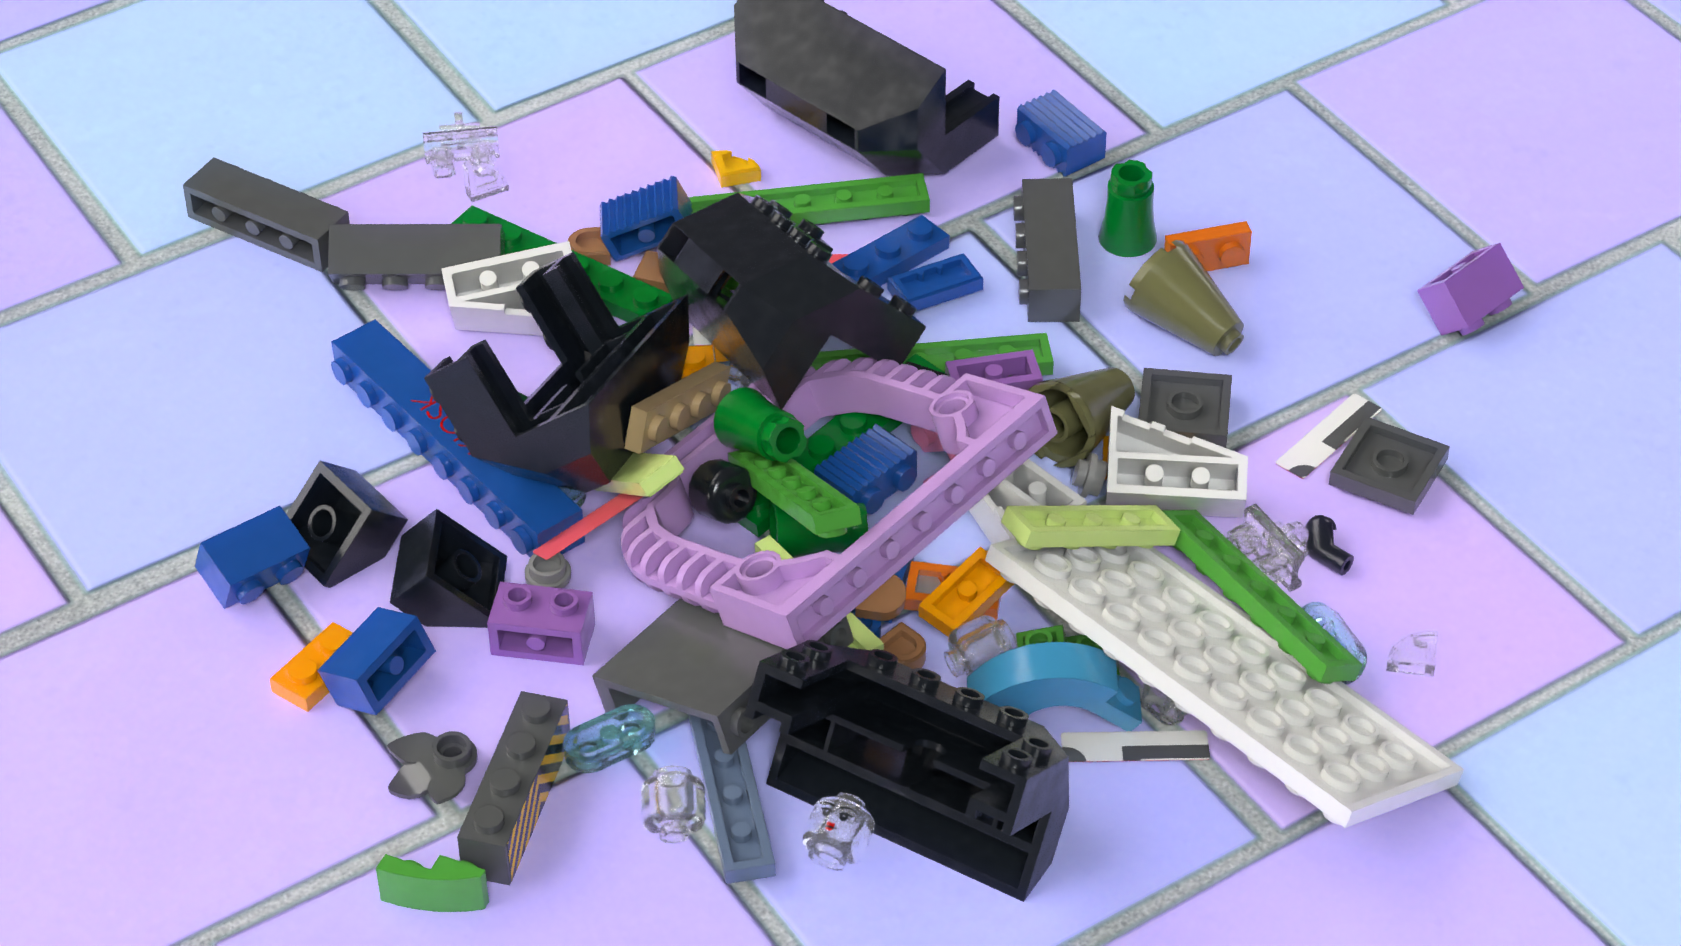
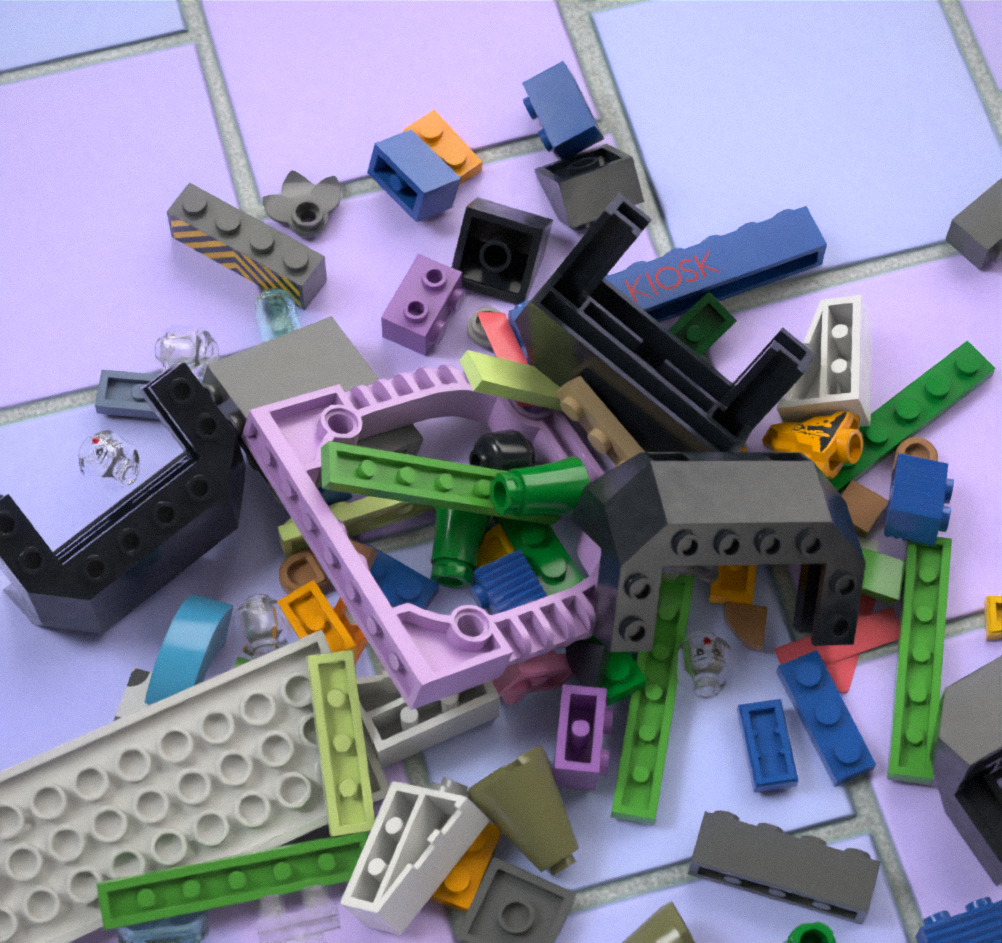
camera: 105 degrees right, 20 degrees up
(406, 252) = (919, 300): dark grey brick -> none
(443, 888) = (180, 162): bright green slope -> none
(618, 277) = (823, 439): none -> light orange rock

